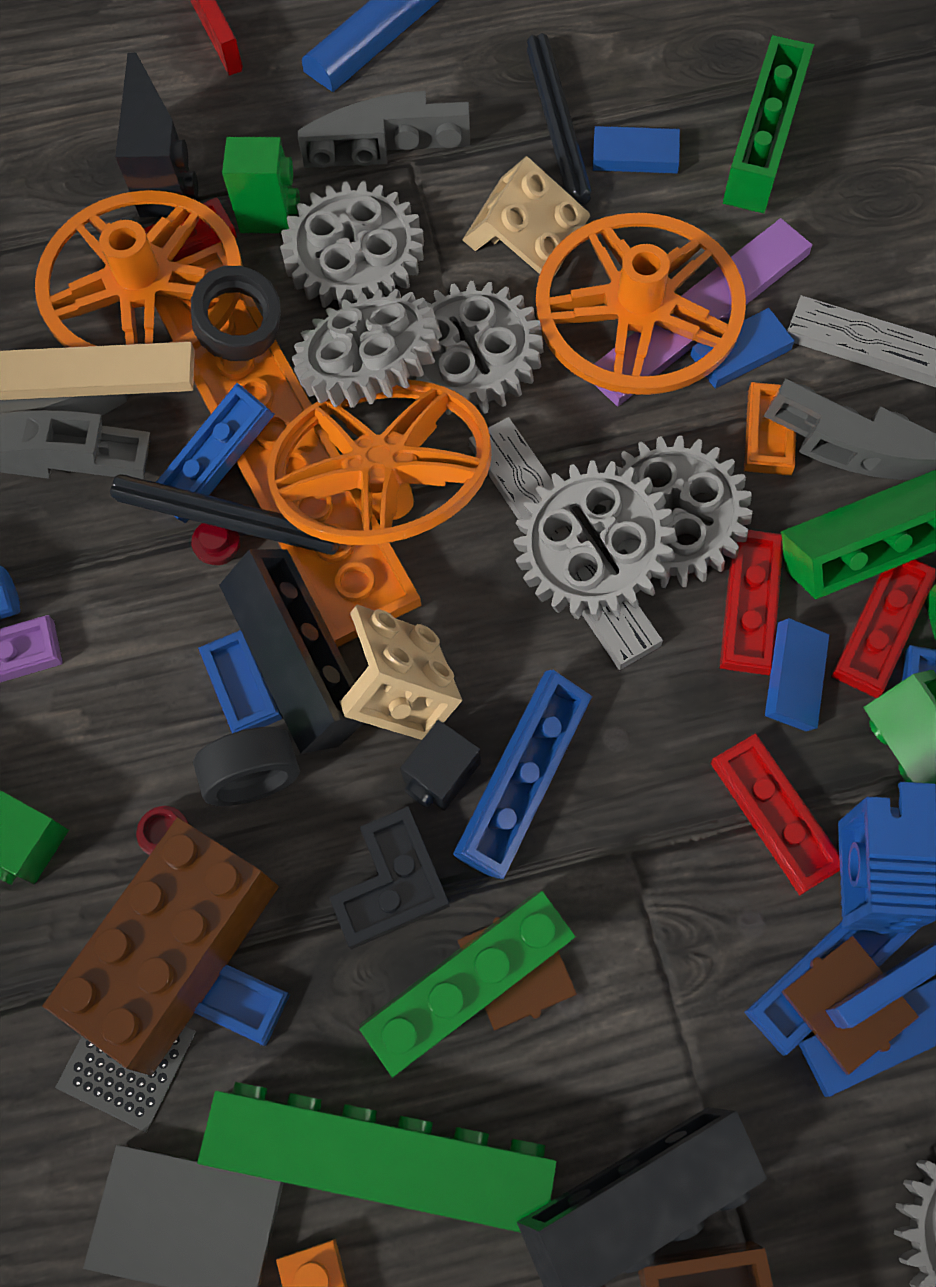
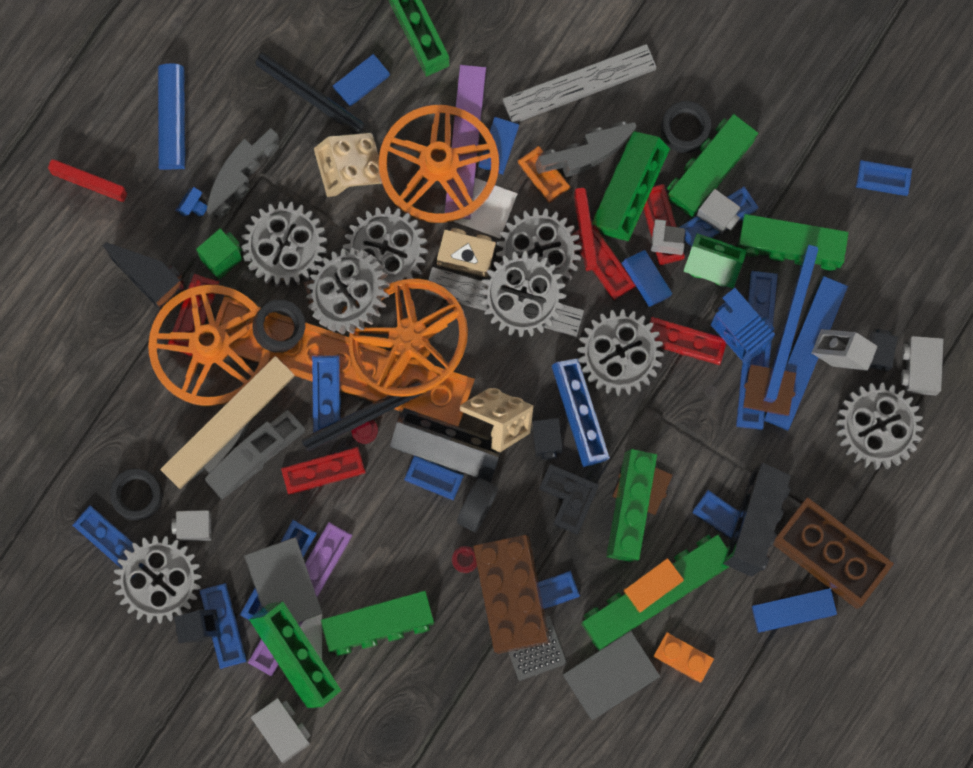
camera: 50 degrees left, 10 degrees up
(115, 547) = (323, 470): none -> red tile
(291, 116) = (191, 203): none -> blue tile
(373, 1144) = (653, 585): none -> orange tile
(567, 429) = (466, 252): none -> tan brick
(591, 1123) = (717, 513): none -> blue tile
(649, 785) = (631, 373): none -> light grey gear
(655, 415) = (495, 211): none -> white sticker
(765, 530) = (585, 229): none -> red tile
(876, 642) = (667, 239): none -> light grey panel

